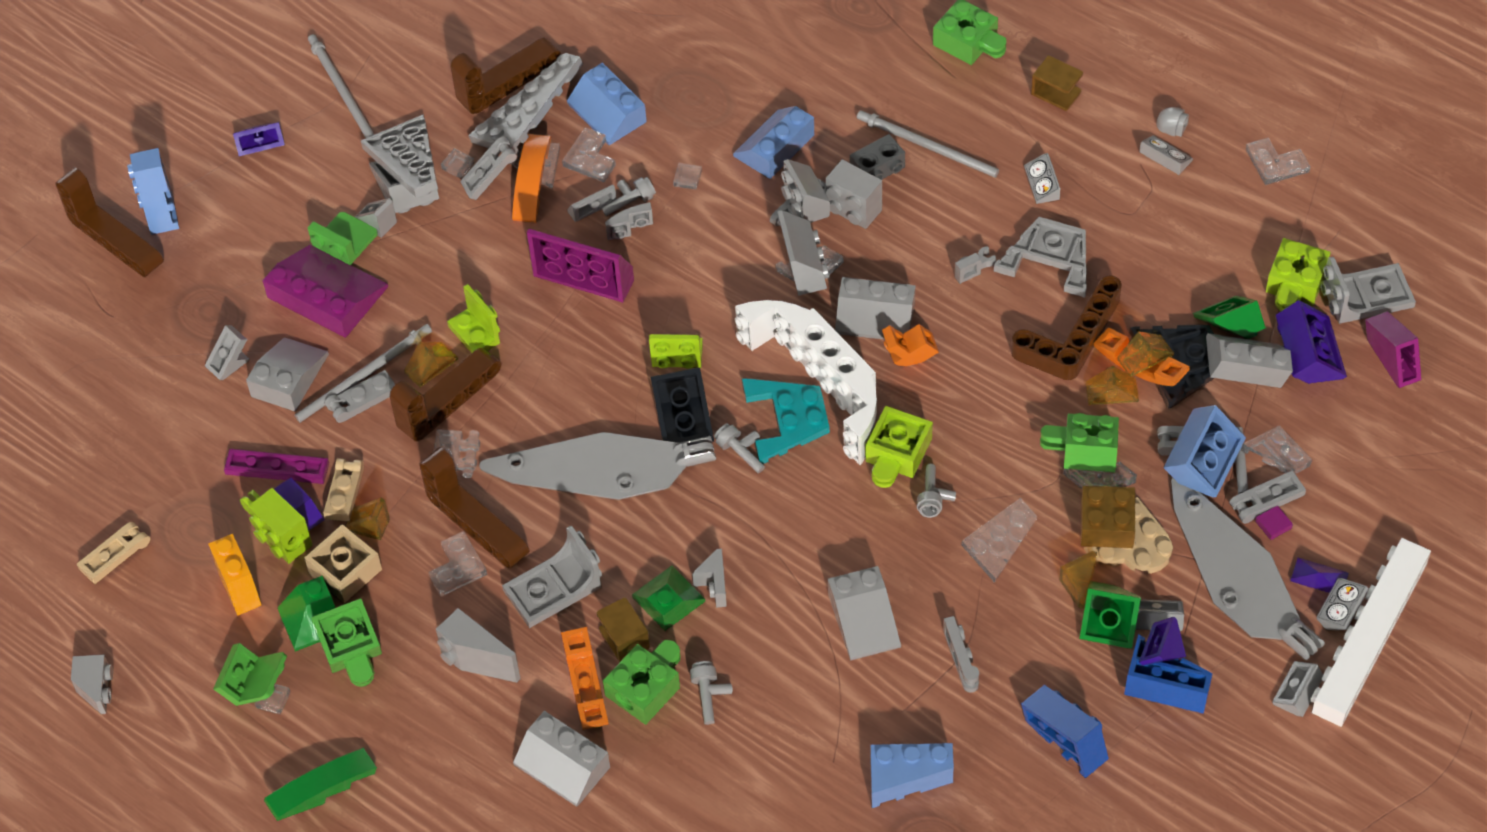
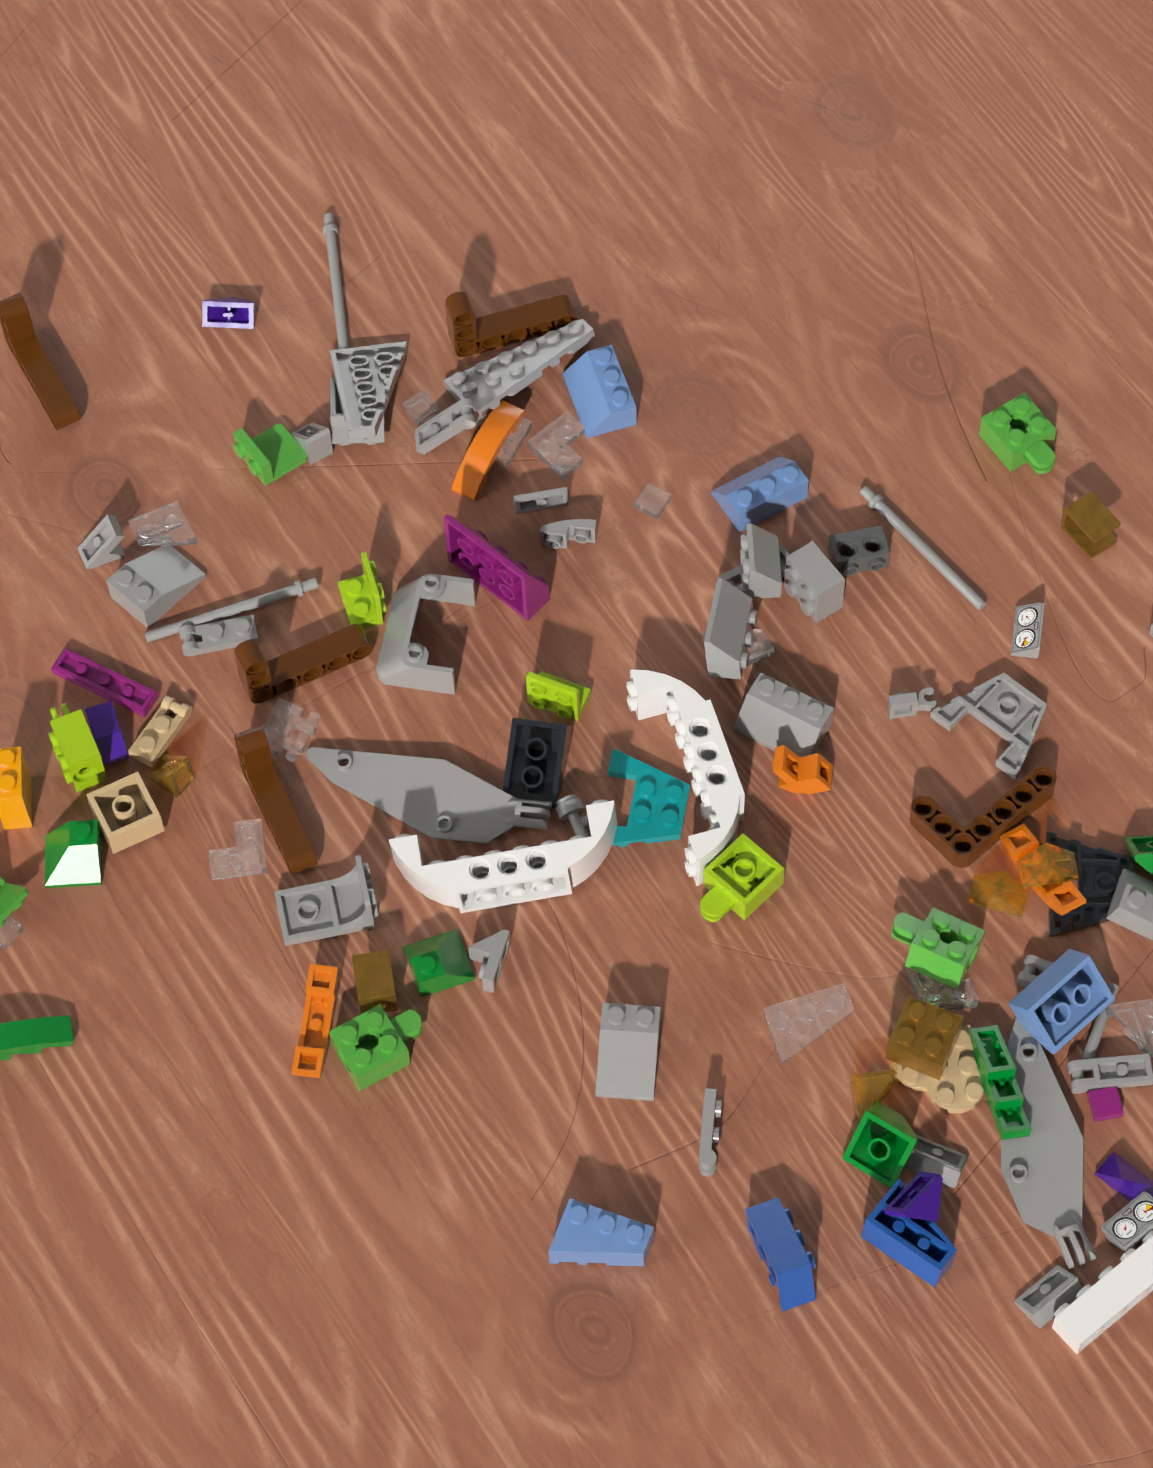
camera: 20 degrees right, 5 degrees up
(154, 190) = (96, 341): medium blue wedge -> none
(275, 324) = (162, 527): none -> clear wing
(323, 289) = (228, 503): magenta slope -> none
(348, 641) = (97, 898): bright green brick -> none
(429, 361) = (302, 620): clear yellow slope -> none
(475, 649) = (214, 950): light grey slope -> none
(532, 364) = (406, 662): none -> light grey windscreen
(561, 758) = (257, 1098): light grey slope -> none
(643, 189) = (598, 502): light grey piece -> none
(696, 506) = (510, 875): none -> white slope
(704, 674) = (436, 1058): light grey piece -> none
(930, 502) = (749, 954): light grey piece -> none
(1179, 529) = (999, 1082): none -> green slope

